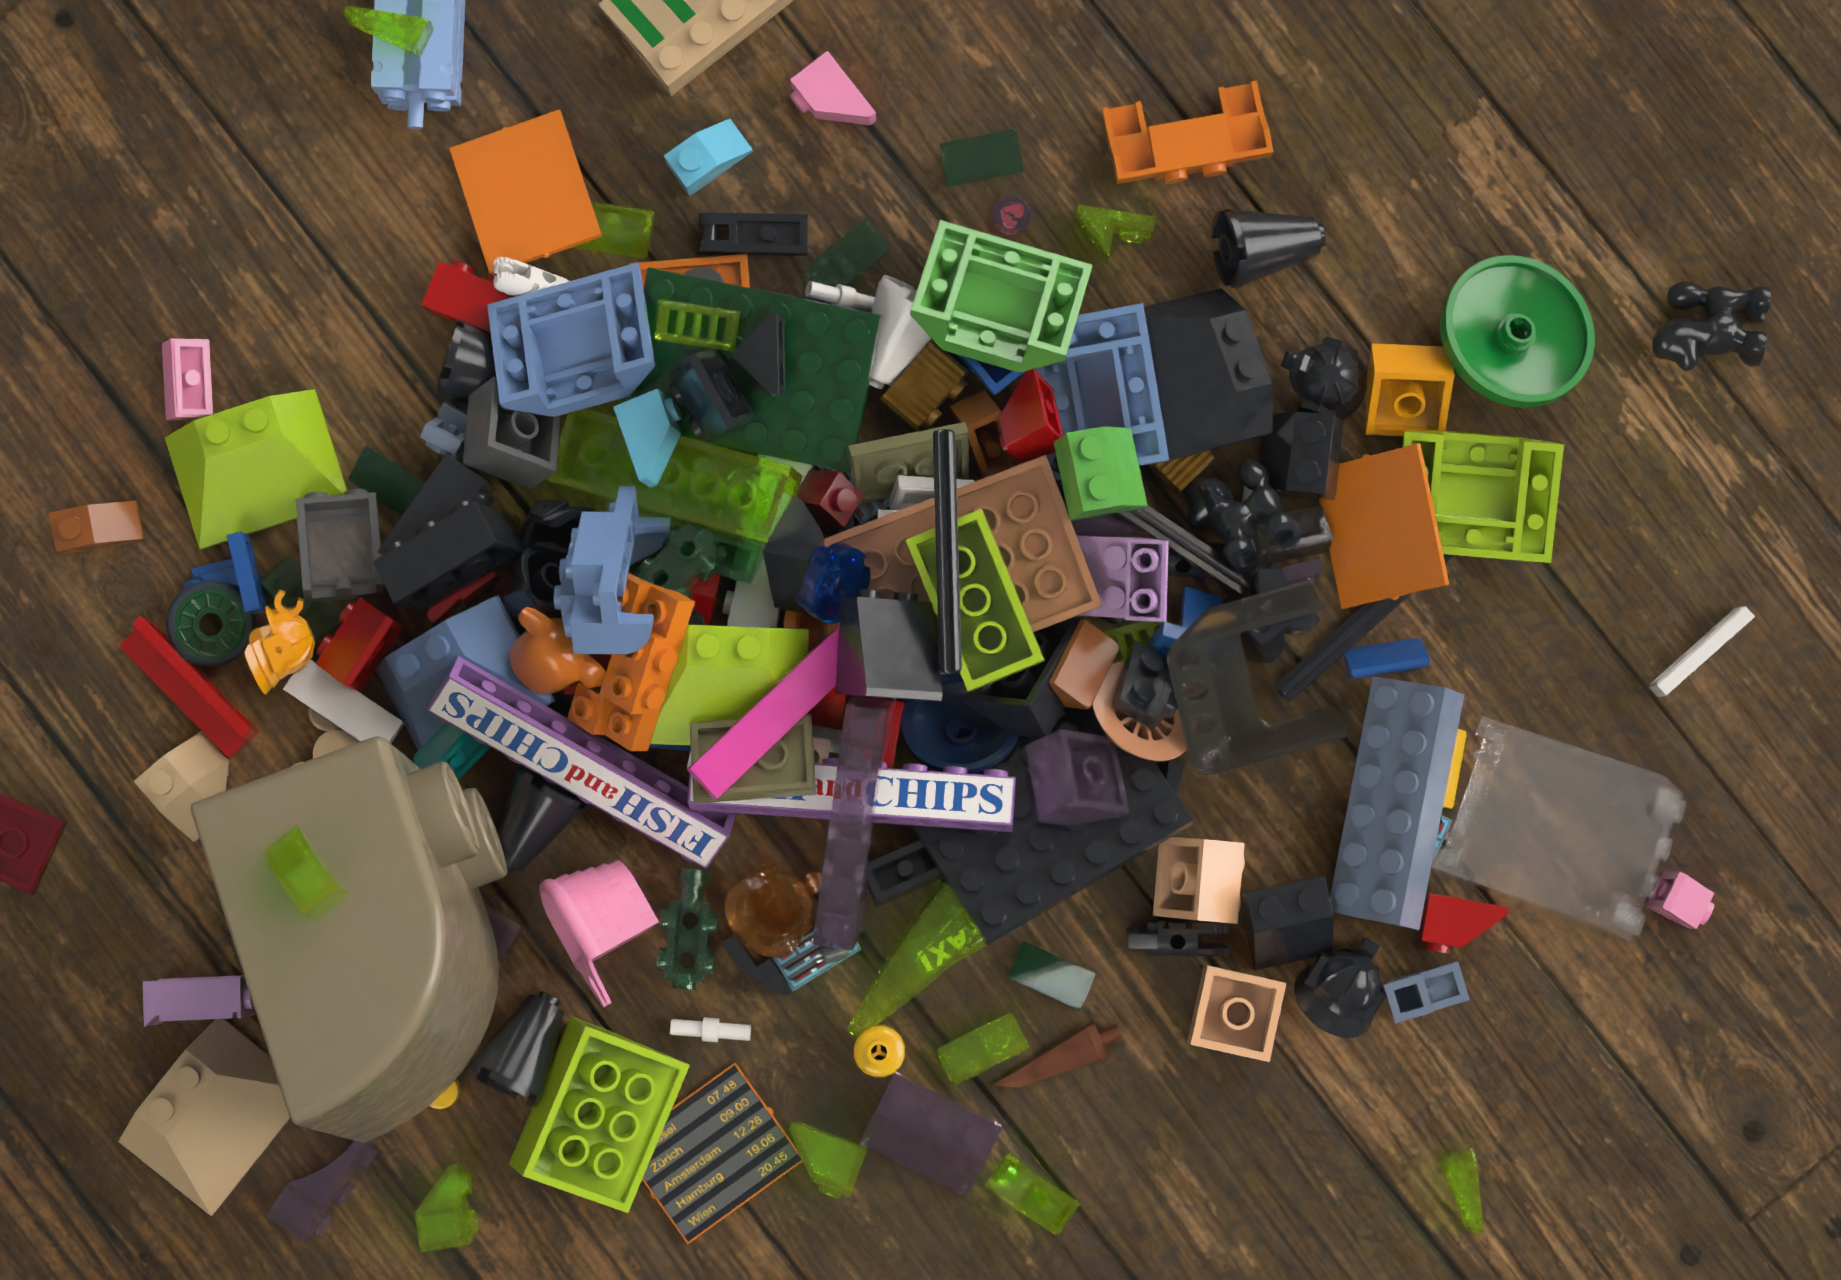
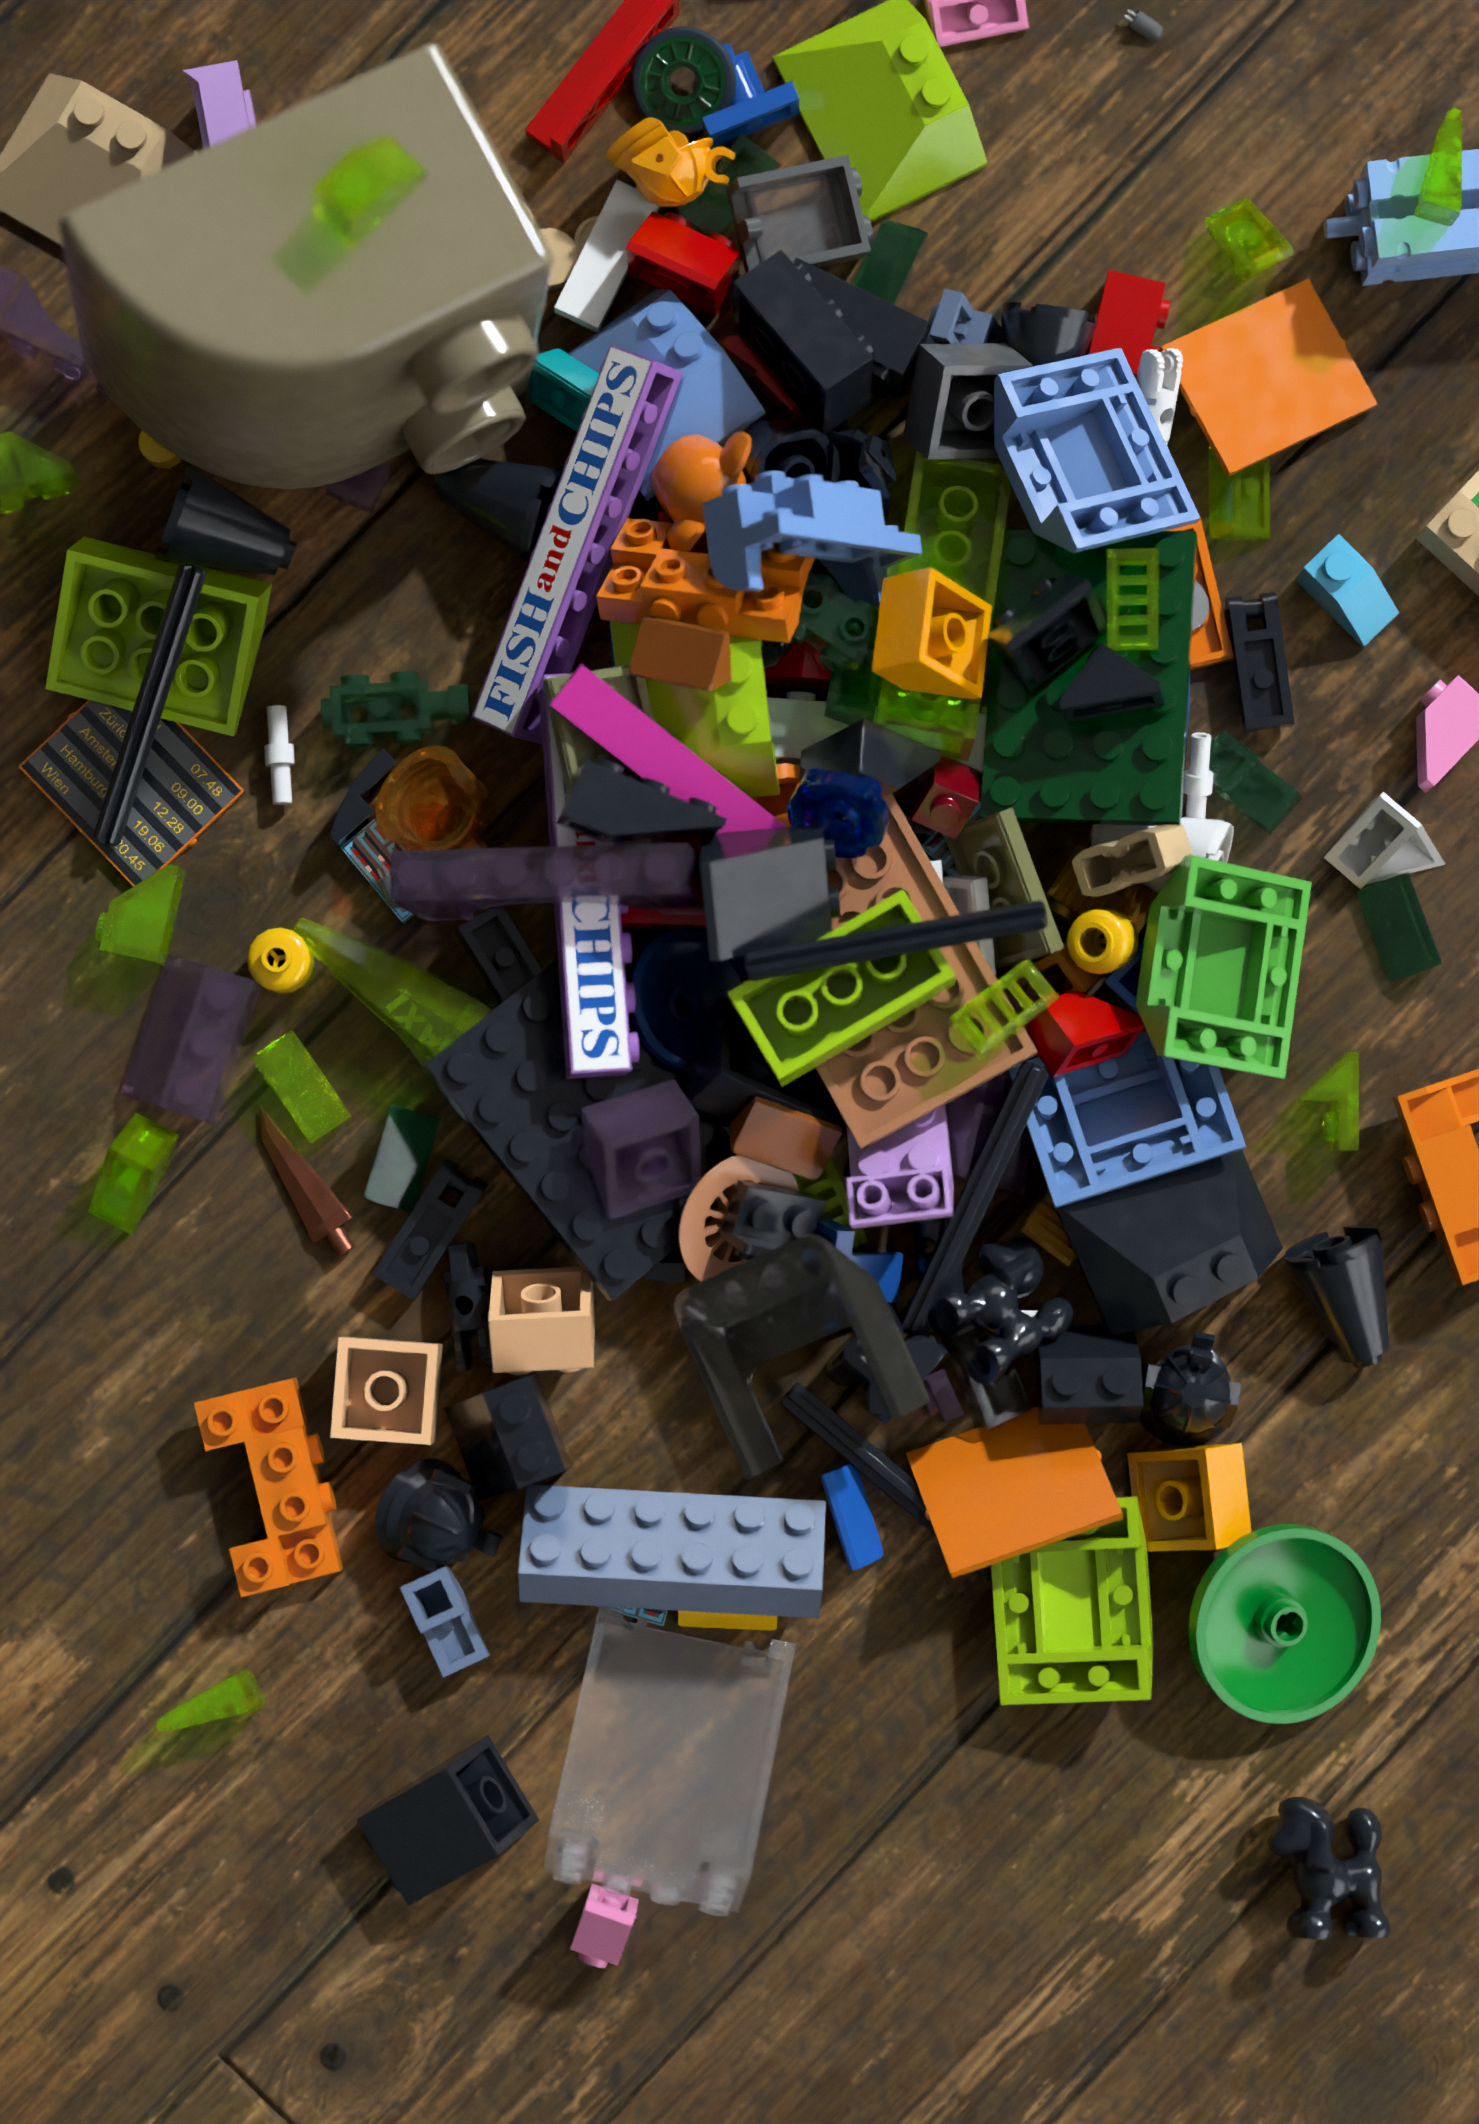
camera: 85 degrees right, 0 degrees up
(184, 777) = (496, 80): tan slope -> none
(221, 246) = (1144, 25): none -> dark grey piece
(412, 190) = (1248, 240): none -> clear neon green slope
(595, 915) = (397, 590): bright pink piece -> none
(650, 433) = (993, 560): medium azure slope -> none
(657, 1127) = (149, 704): none -> black axle
(691, 688) = (682, 654): none -> dark orange slope
(703, 488) = (931, 635): none -> light orange slope
(808, 756) = (623, 809): none -> black slope
(904, 357) = (1131, 859): none -> tan brick
(914, 161) = (1383, 845): none -> white slope
(959, 401) = (1088, 942): none -> yellow head
(1011, 215) = (1333, 975): tile -> none
(1023, 505) = (970, 1033): none -> clear neon green slope
(1099, 472) = (1026, 1122): bright green slope -> none
(1113, 962) = (429, 1231): none -> black plate
(1298, 1103) = (286, 1481): none -> orange bracket
(1455, 921) = (538, 1647): red slope -> none
(1583, 1012) = (448, 1821): none -> black slope
(1701, 651) = (918, 1910): white tile -> none

